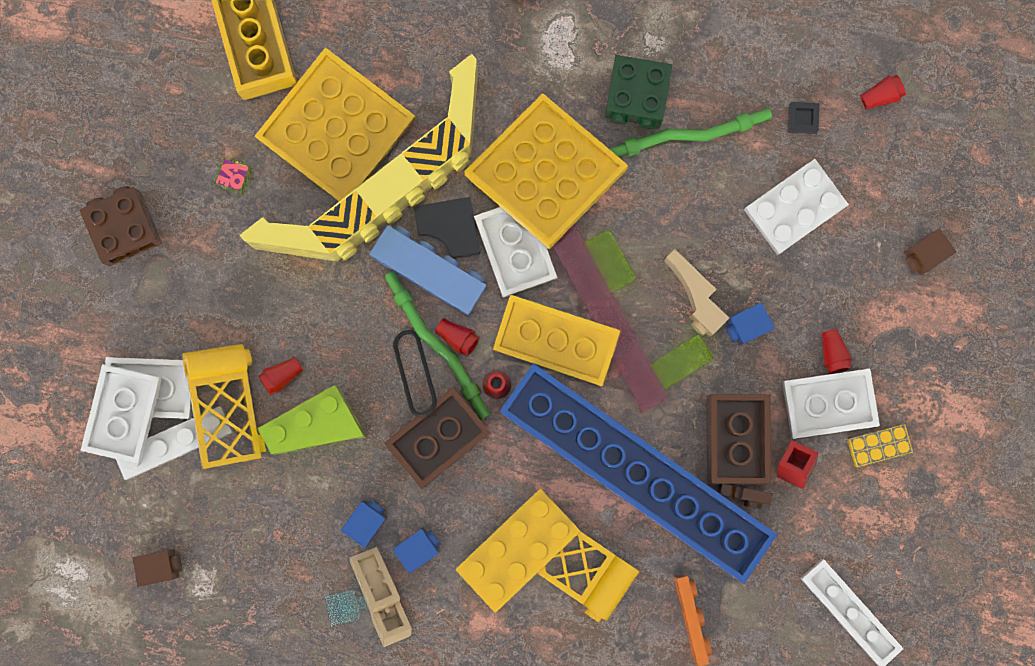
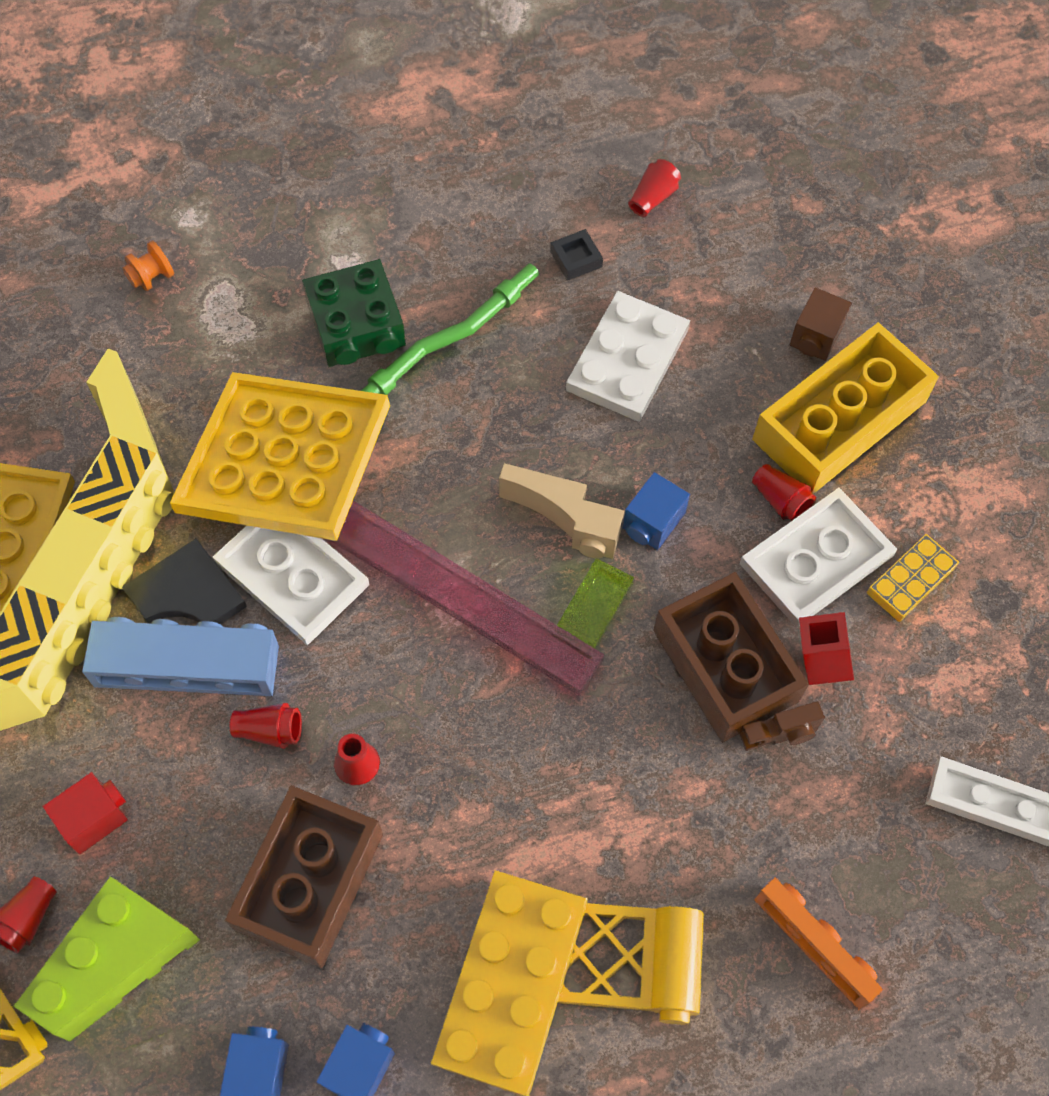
camera: 30 degrees left, 20 degrees down
(337, 336) = (87, 812): none -> red brick
(404, 300) = (167, 716): bright green bar -> none
(434, 399) = (250, 795): black piece -> none
(557, 340) = (409, 656): yellow plate -> none
(610, 260) = (431, 526): clear neon green tile -> none
(638, 473) = (621, 773): blue brick -> none
(932, 313) = (844, 407): none -> yellow brick

